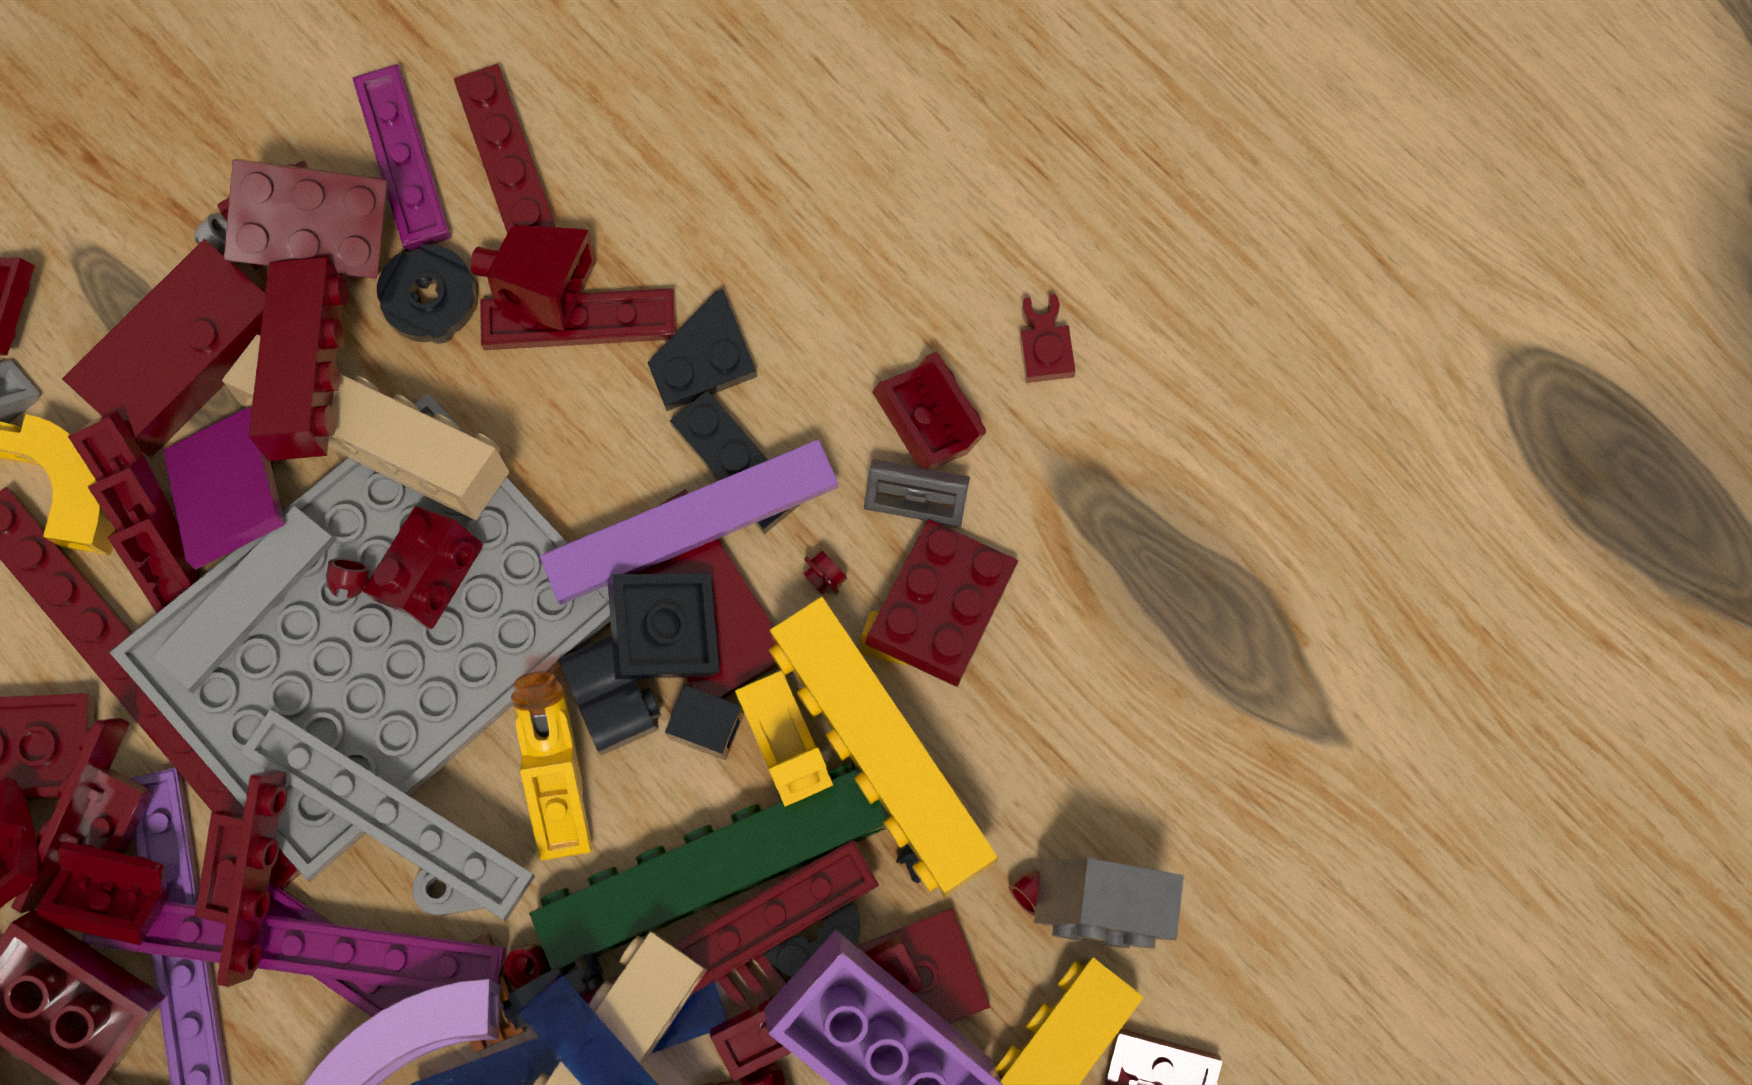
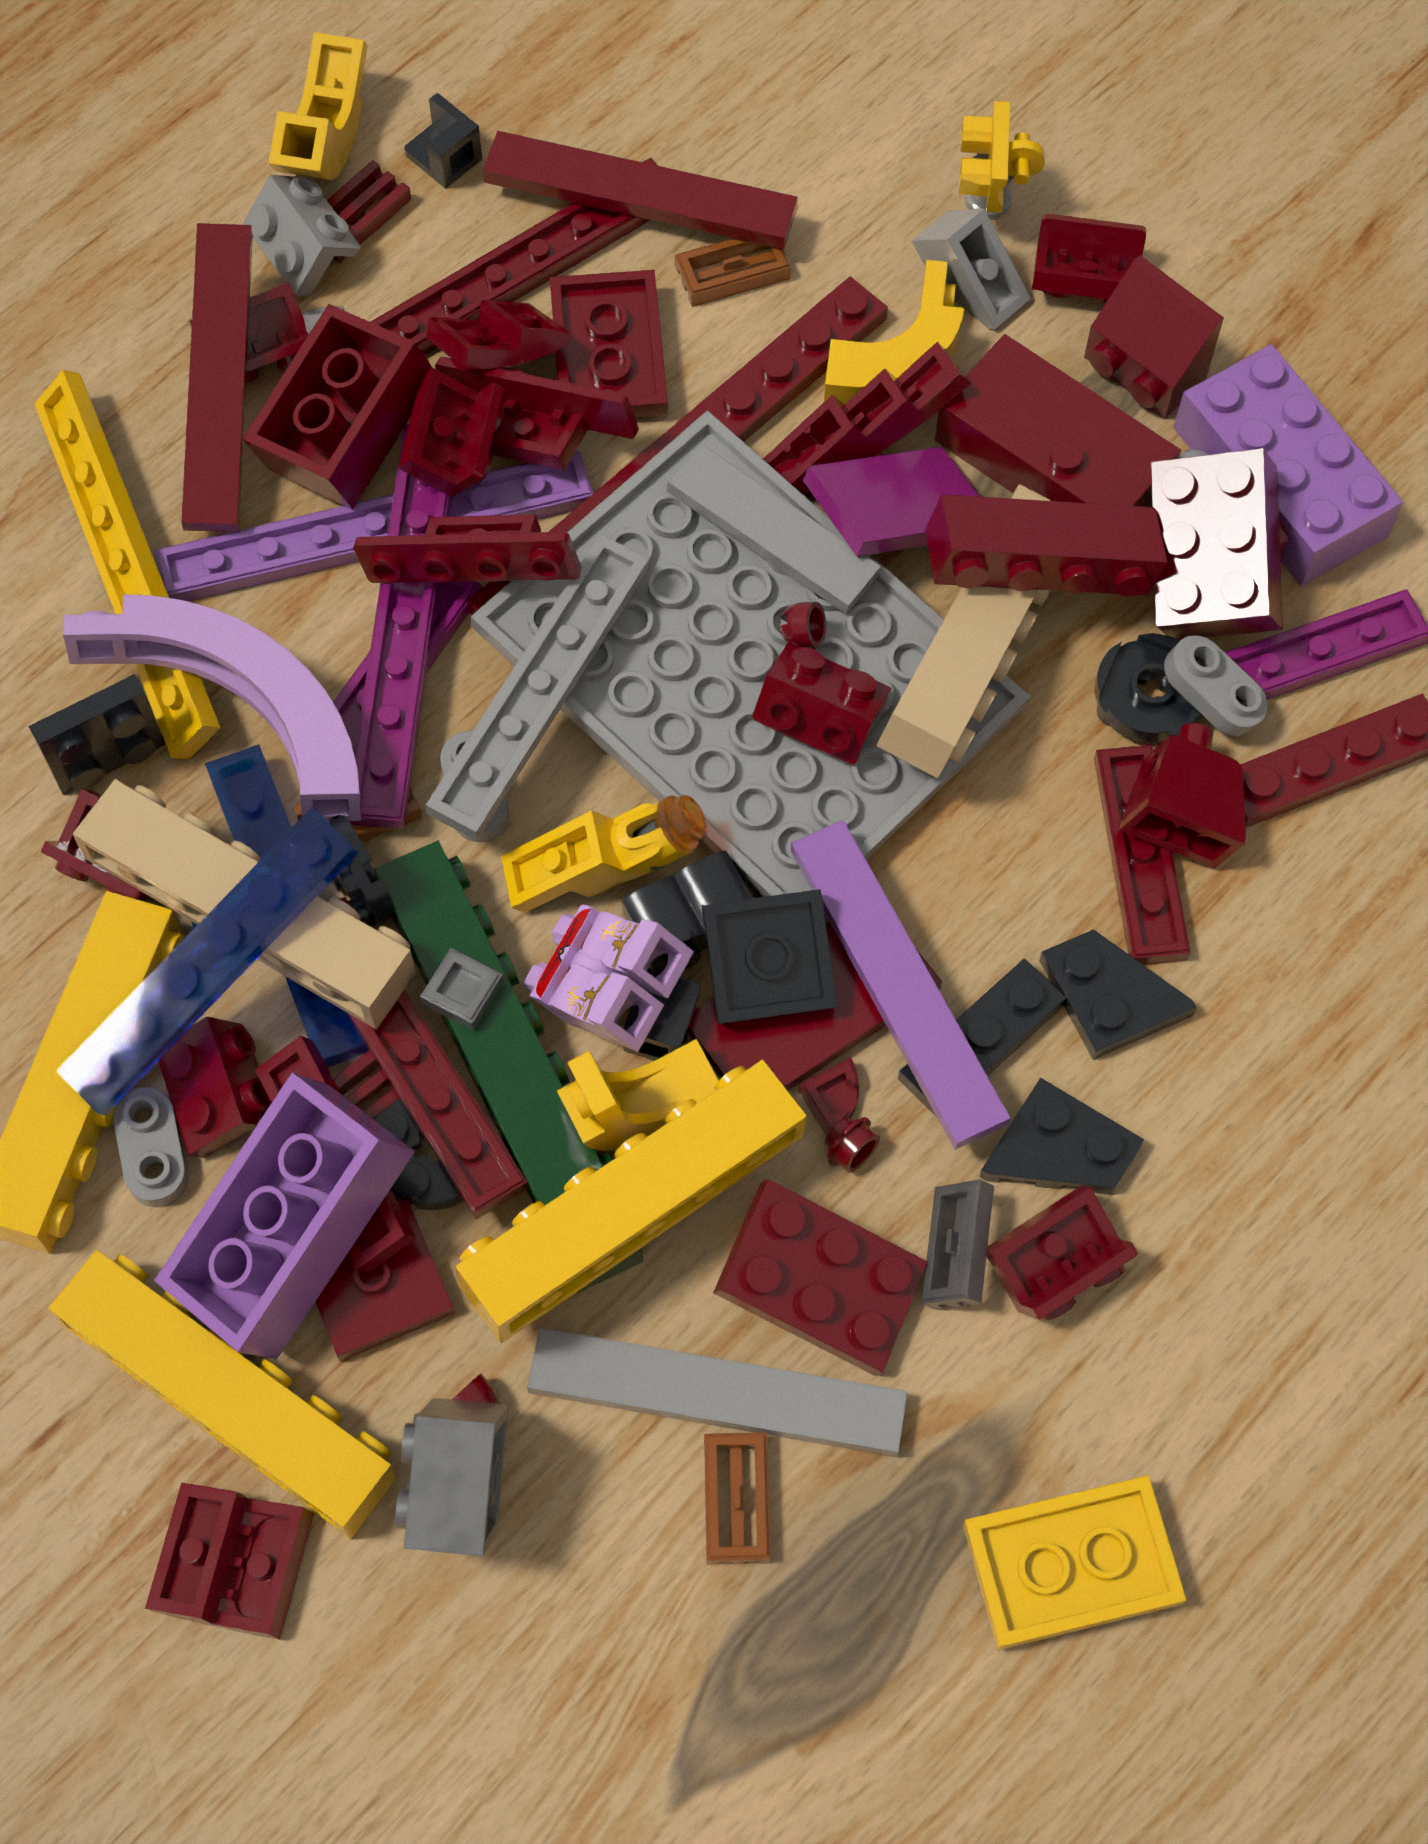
camera: 85 degrees right, 10 degrees down
(80, 252) = (1153, 338): none -> dark red slope
(185, 163) = (1326, 486): none -> medium lavender brick
(438, 236) = (1215, 686): none -> light grey plate
(522, 960) = (385, 846): dark red hinge -> none
(662, 781) = (604, 972): none -> lavender hips
(677, 891) = (462, 989): none -> flat silver tile
(780, 586) = (832, 1094): none -> dark red tile
(832, 406) = (1062, 1144): none -> black wing
(1028, 694) = (717, 1392): none -> light grey tile
(1046, 348) = (1165, 1404): dark red plate -> none
(1070, 682) = (738, 1552): none -> dark orange tile
(1171, 427) = (1073, 1562): none -> yellow plate

